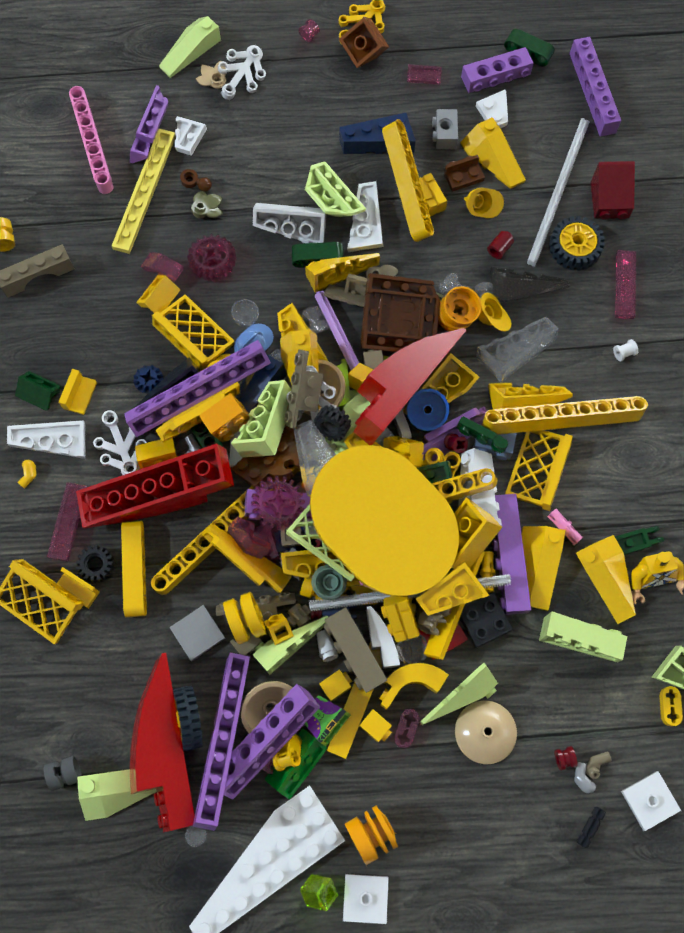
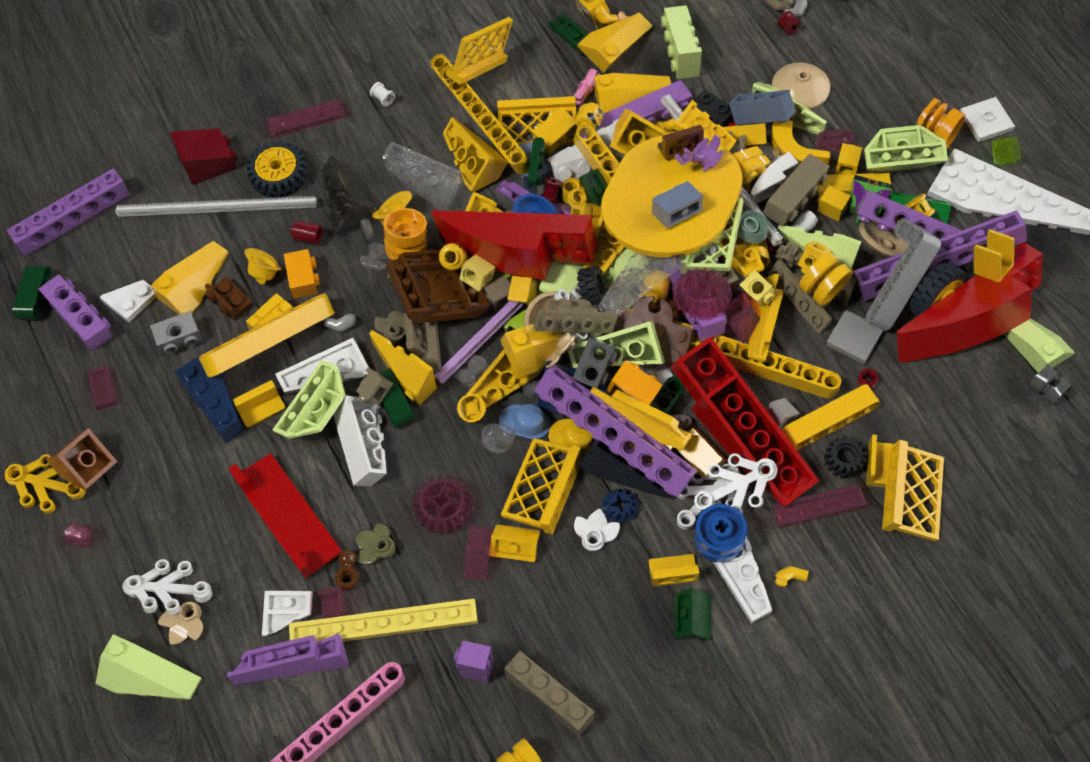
camera: 110 degrees left, 10 degrees down
(76, 428) = (720, 533): none -> blue wheel
(79, 229) = (474, 661): none -> medium lavender brick
(105, 479) = (739, 483): none -> white plant
(140, 355) = (596, 527): none -> white plate
(152, 615) = (873, 376): none -> dark red bush
(153, 527) = (782, 412): none -> light grey brick
(174, 165) = (333, 602): none -> clear pink panel
(191, 781) = (997, 258): none -> yellow piece
(215, 699) = (906, 274): none -> light grey beam
(257, 392) = (590, 359): none -> dark grey brick
(258, 157) = (287, 515): none -> red bracket
(266, 559) = (752, 282): none -> light yellow brick
(276, 301) = (471, 407): none -> yellow wheel
(282, 371) = (565, 343): none -> tan plate
(324, 236) = (373, 387): none -> dark tan brick
(357, 167) = (259, 404): none -> yellow panel
(357, 779) = (904, 149): none -> yellowish green wedge
(358, 504) = (677, 204): none -> sand blue brick
(394, 345) = (477, 272): none -> light yellow brick
(402, 243) = (341, 324): none -> light grey arm
(408, 565) = (703, 154): none -> medium lavender piece
(416, 331) = (446, 256): none -> yellow head
(433, 550) = (676, 142): none -> reddish brown bracket
(459, 664) = (762, 107): none -> sand blue brick
(461, 228) = (301, 273): none -> light orange brick
(513, 500) = (589, 114): none -> yellow head
(519, 472) = (555, 129): none -> yellow brick
(627, 436) = (481, 52): none -> yellow fence

